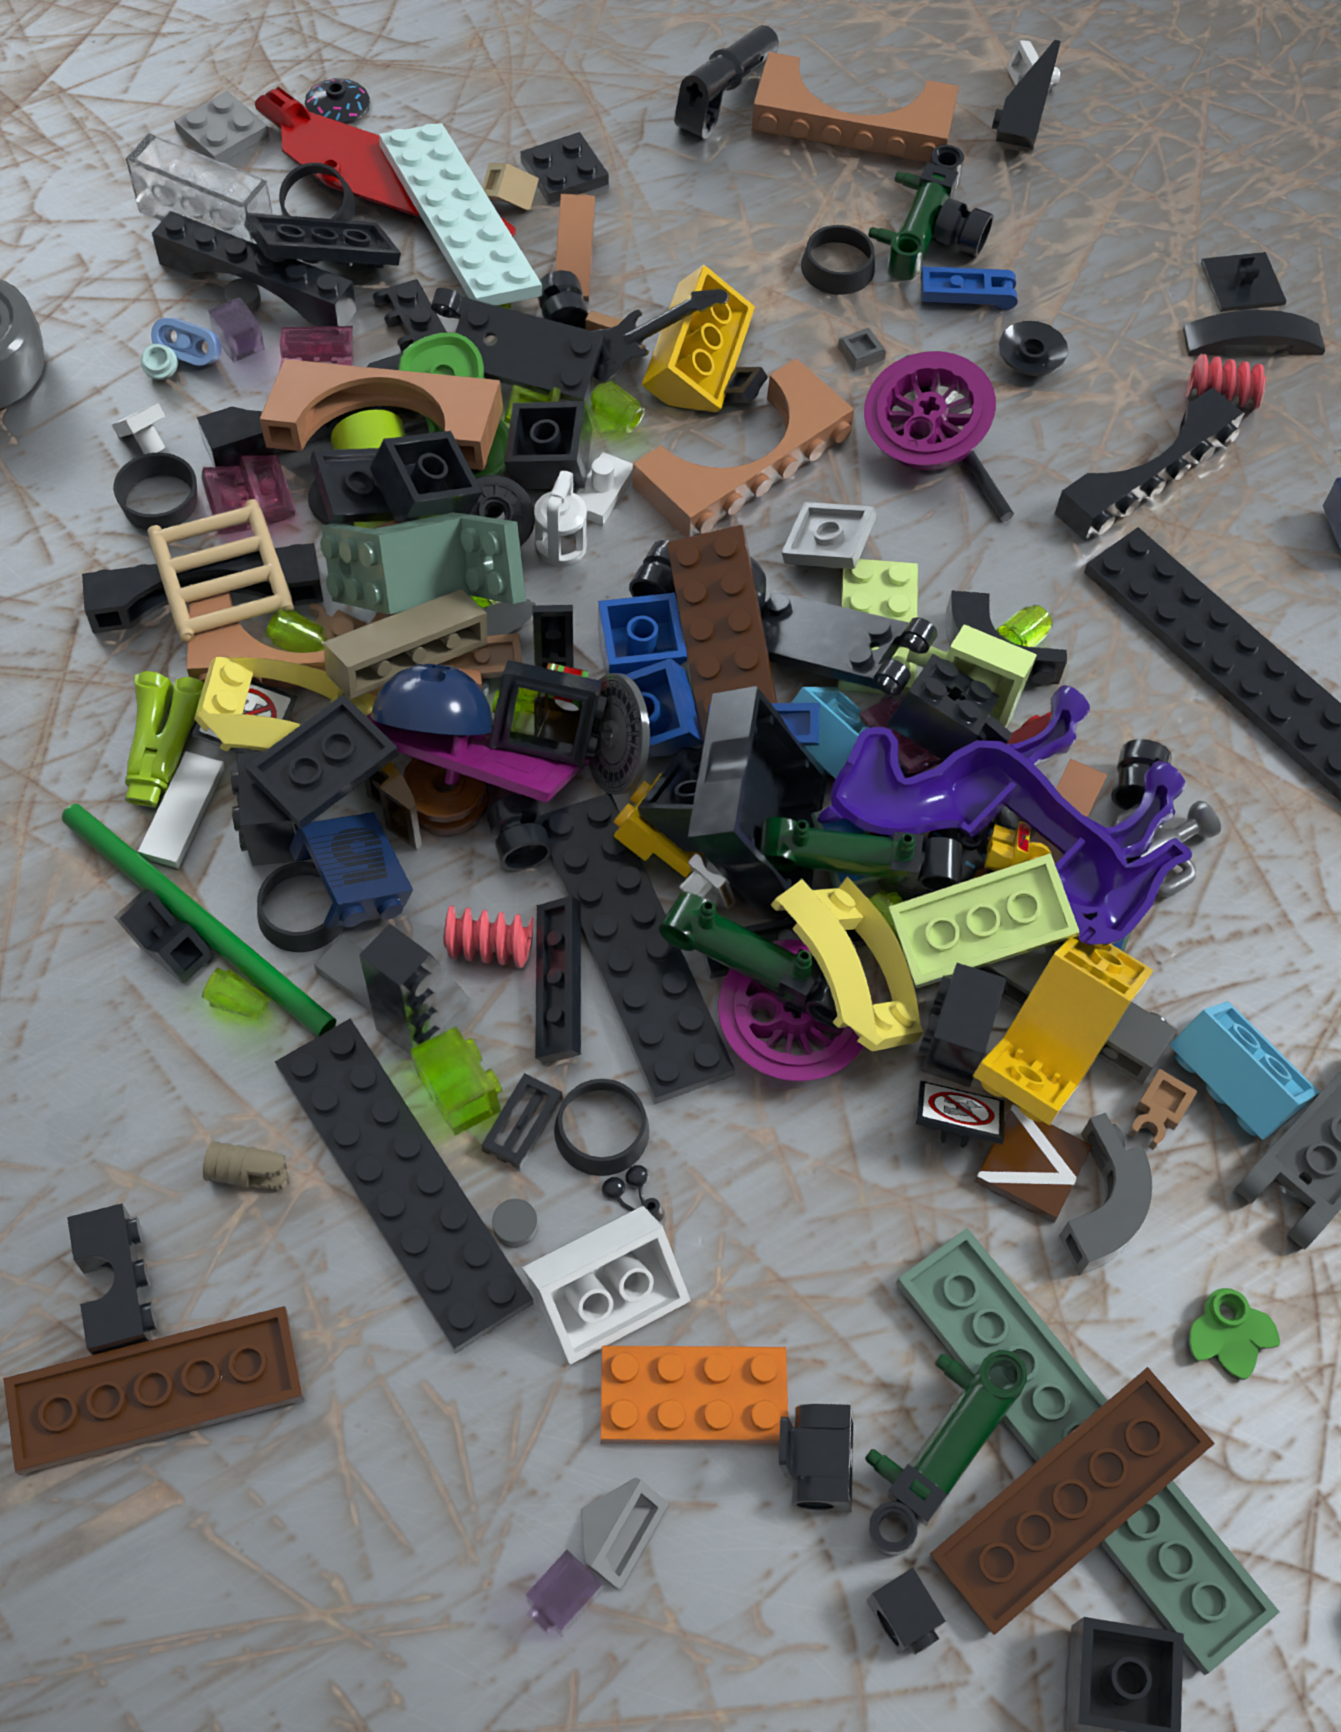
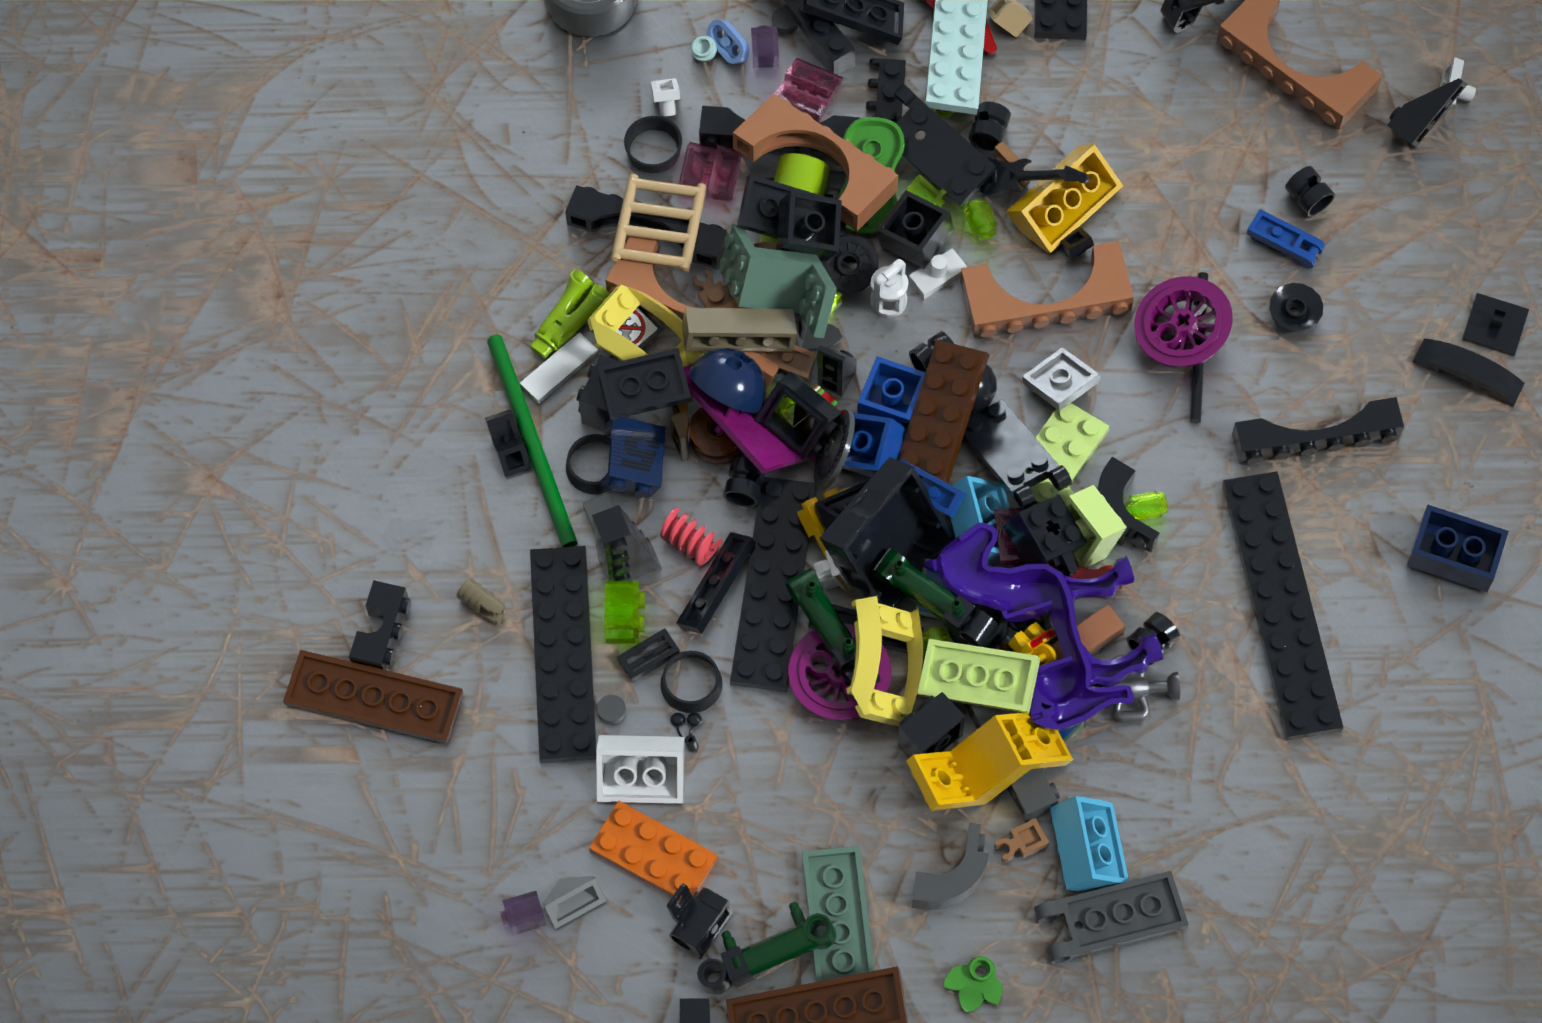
camera: 35 degrees right, 5 degrees up
(233, 994) = (528, 498): clear neon green cone -> none
(295, 632) = (682, 287): clear neon green brick -> none
(576, 237) = (1028, 81): nougat slope -> none
(832, 281) = (1203, 196): black tyre -> none
(861, 349) = (1179, 251): dark grey tile -> none
(934, 187) = (1313, 151): dark green piece -> none
(960, 1113) = (895, 779): piece -> none
(1034, 1164) = (925, 834): reddish brown tile -> none
(1228, 379) = (1416, 397): coral piece -> none

